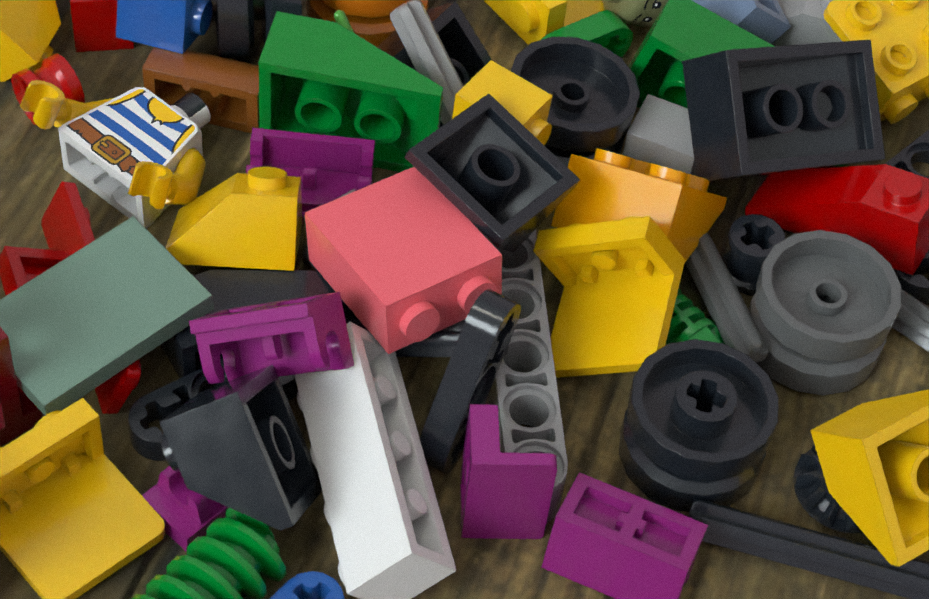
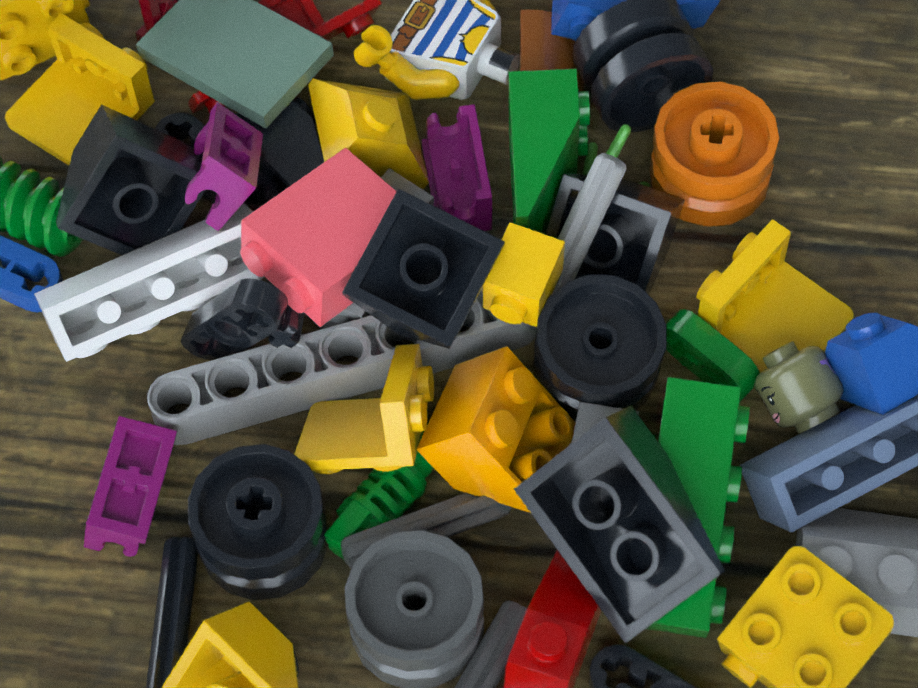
camera: 85 degrees right, 10 degrees up
(502, 491) = (149, 350): magenta panel -> none
(750, 243) = (487, 529): black bush -> none

